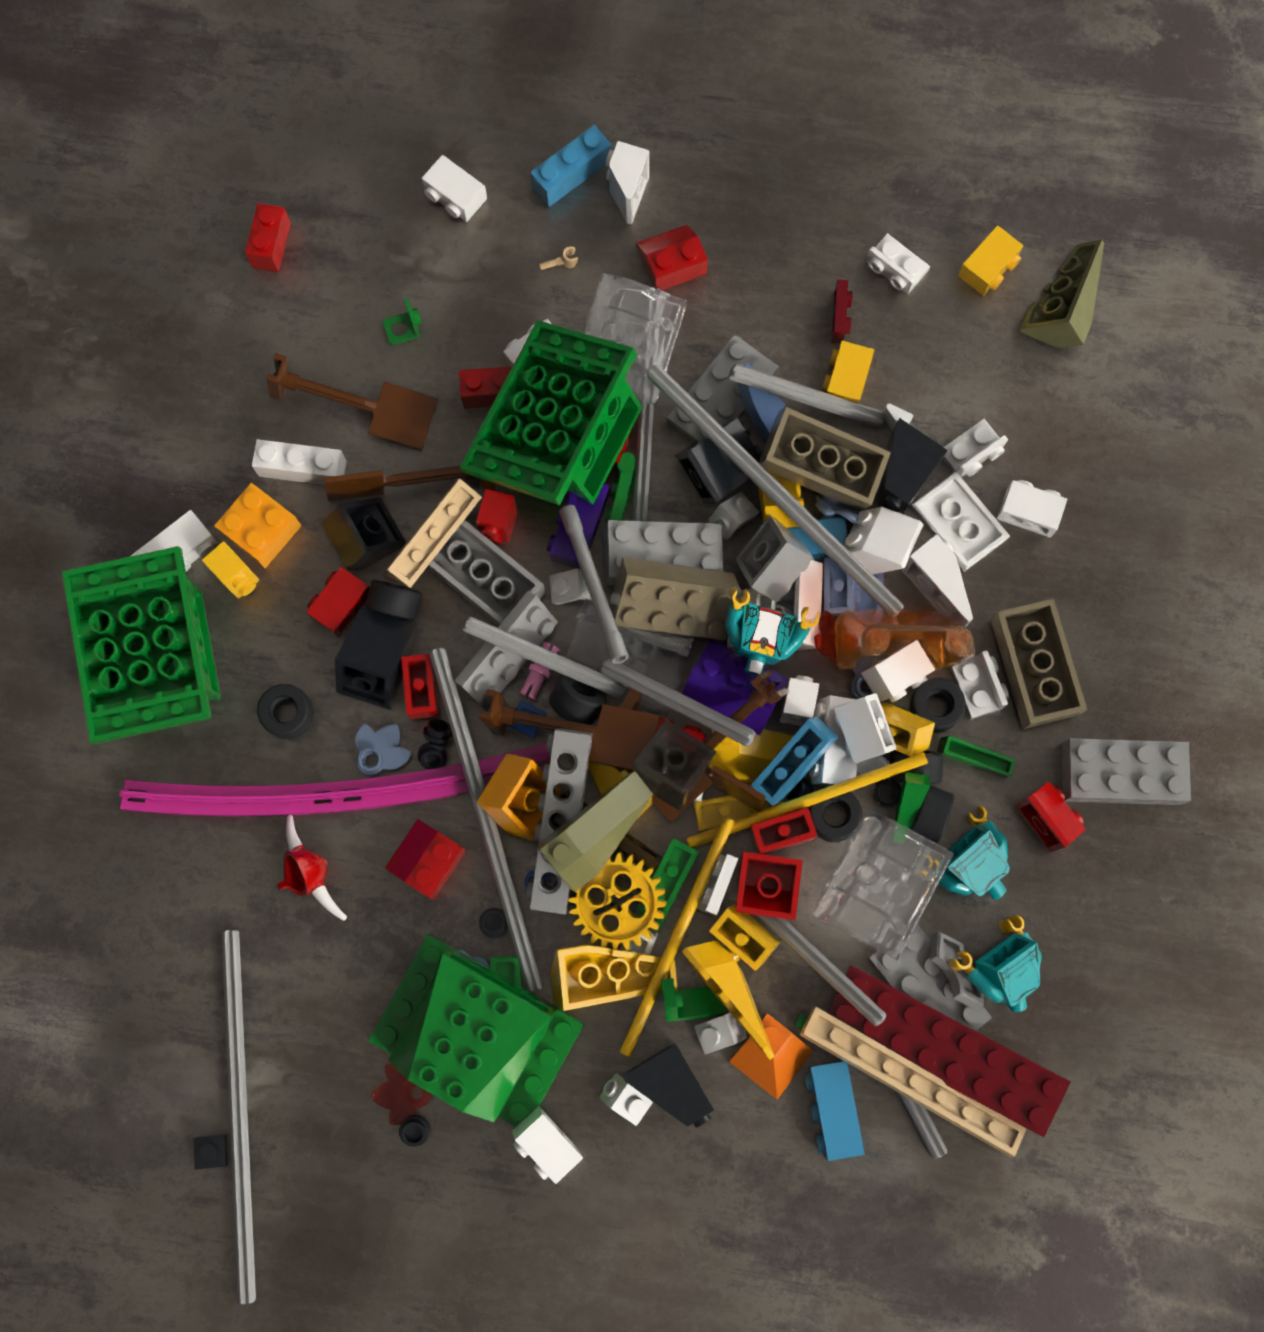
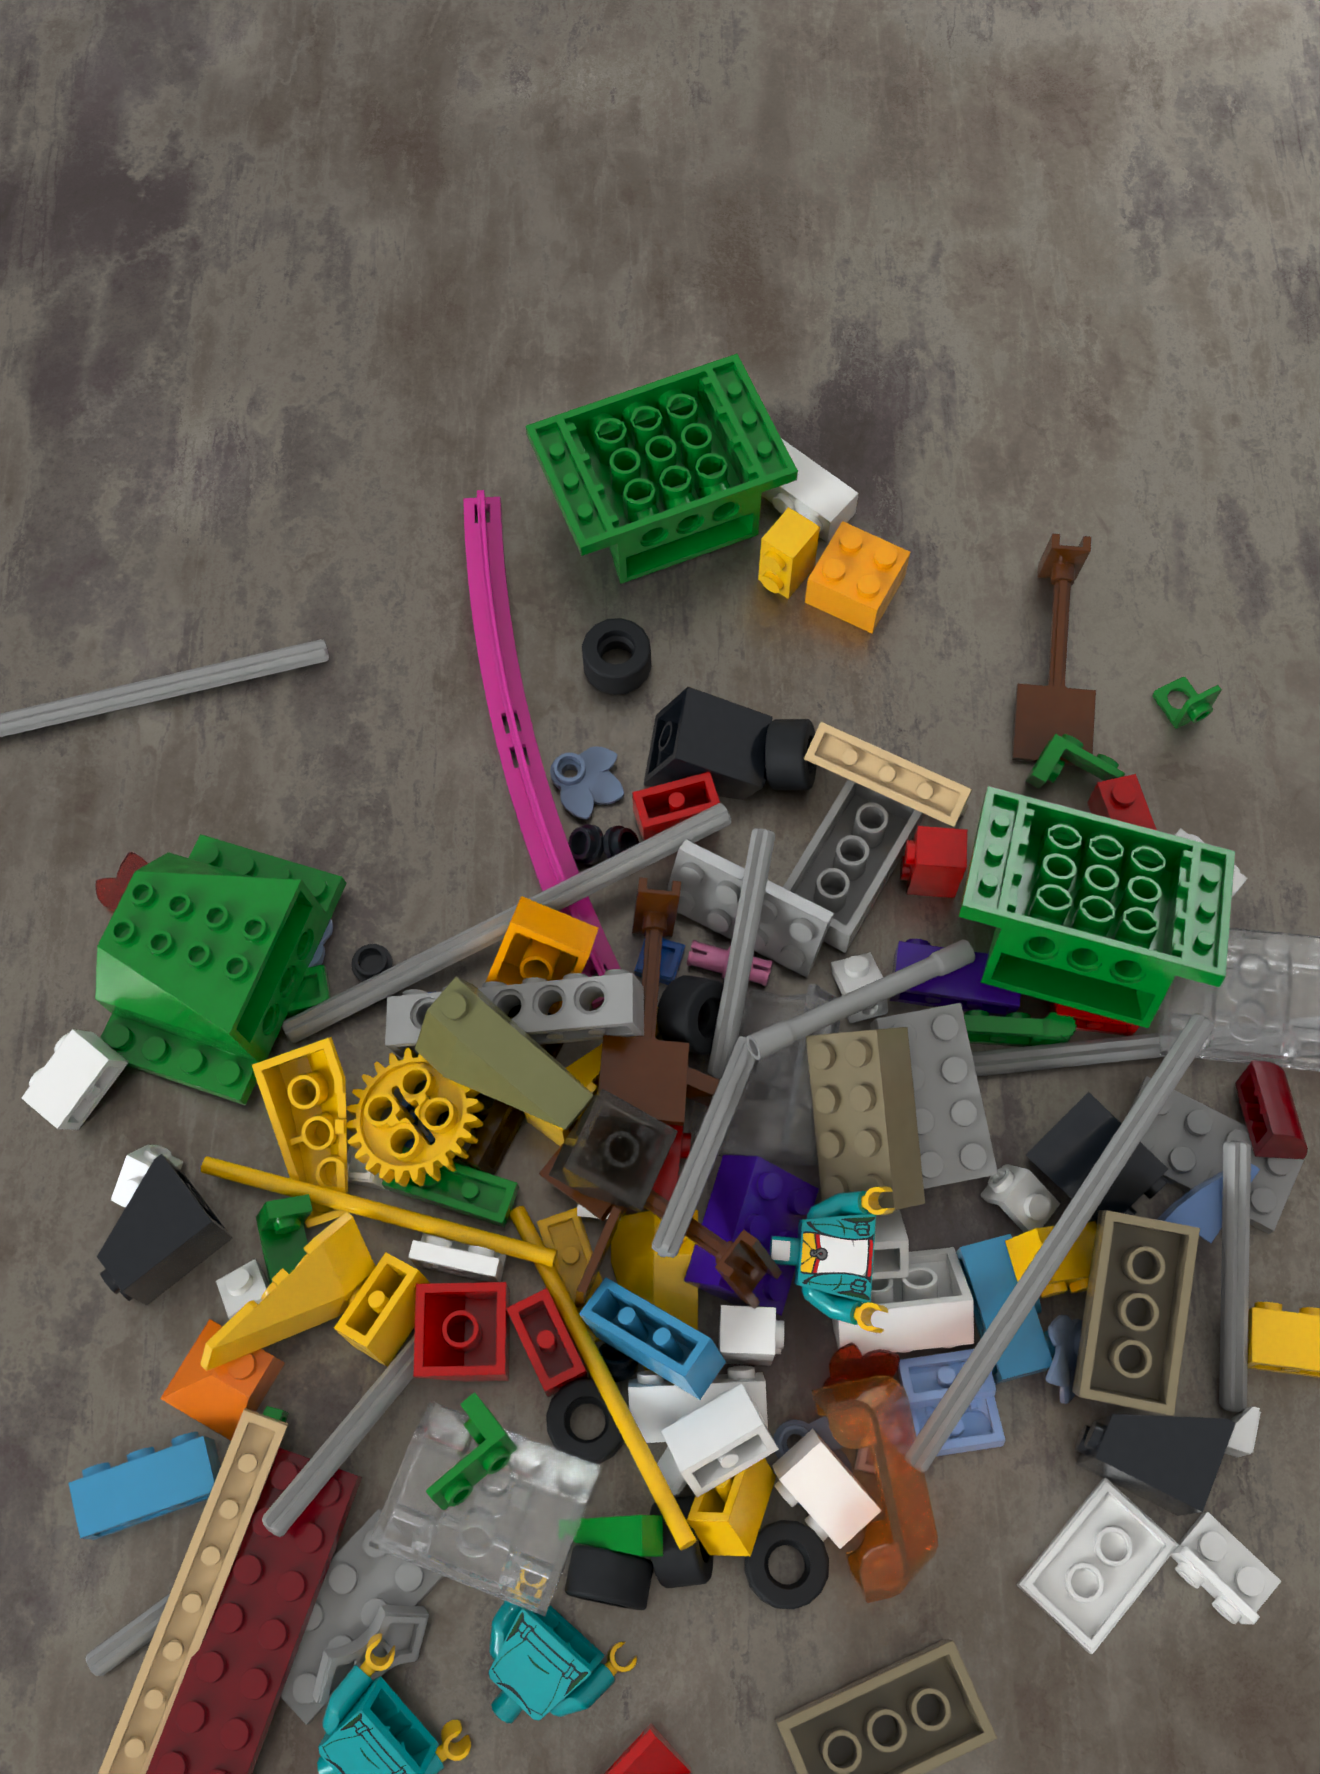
camera: 80 degrees right, 10 degrees down
(210, 1151) = (52, 680): black plate -> none
(268, 237) = (1257, 513): red brick -> none
(297, 462) = (953, 609): white brick -> none
(306, 871) = (410, 719): red helmet -> none
(338, 601) = (775, 688): red brick -> none
(363, 532) = (878, 701): black slope -> none
(373, 482) = (944, 697): reddish brown piece -> none
(414, 1130) = (88, 911): black plate -> none
(425, 859) = (443, 863): red slope -> none
(436, 425) = (1068, 747): none -> green bracket
(705, 348) = (1270, 1112): none -> dark red brick
(773, 559) = (956, 1258): light grey slope -> none
(837, 876) = (488, 1458): none -> green bracket
(883, 539) = (1028, 1426): white slope -> none
(887, 785) = (628, 1492): black plate -> none
(939, 579) = (998, 1527): white slope -> none
(976, 756) = (715, 1644): green piece -> none
(980, 685) = (831, 1633): white bracket -> none
(1032, 508) = (1149, 1686): white brick -> none

